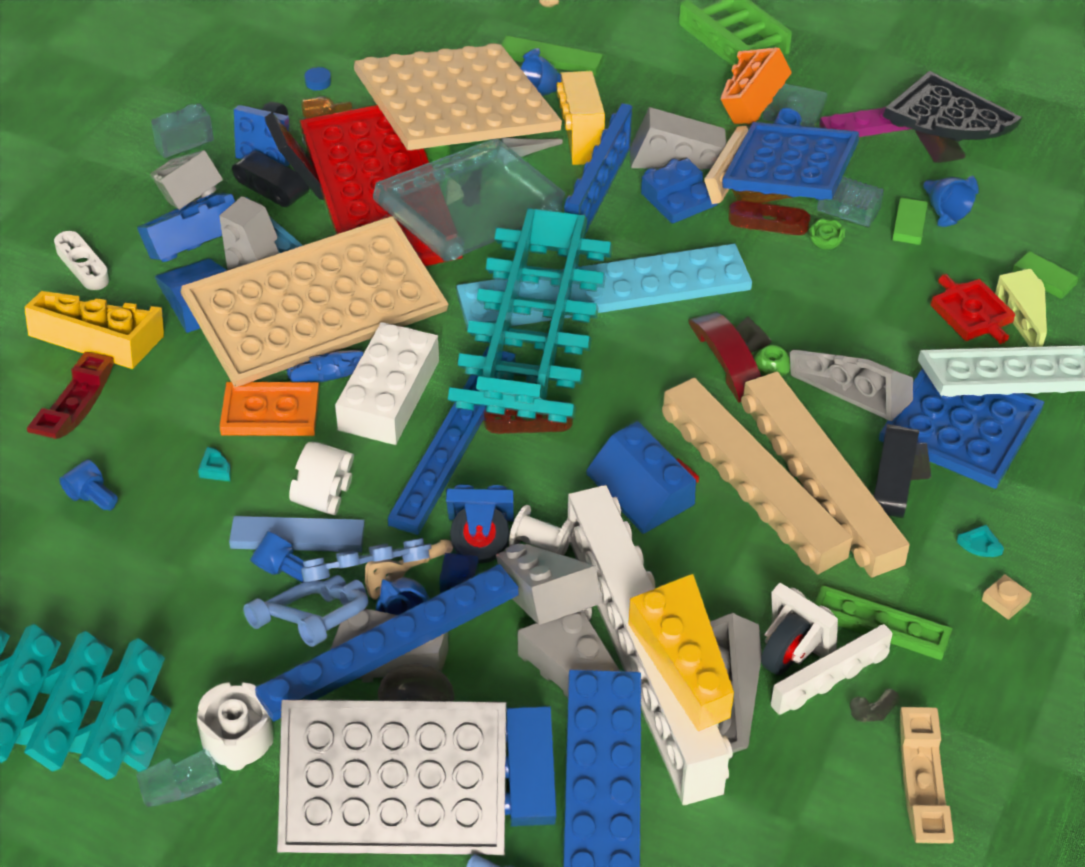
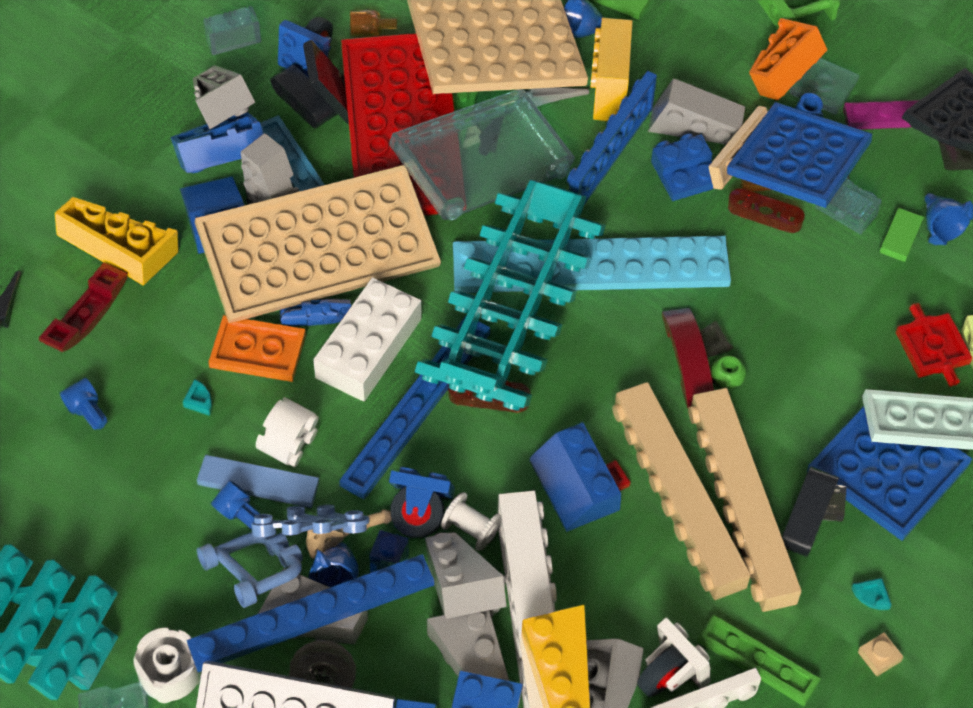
camera: 10 degrees right, 10 degrees up
(81, 270) = (116, 170): white beam -> none
(827, 234) = (816, 231): bright green plate -> none
(855, 381) = (804, 414): light grey wedge -> none

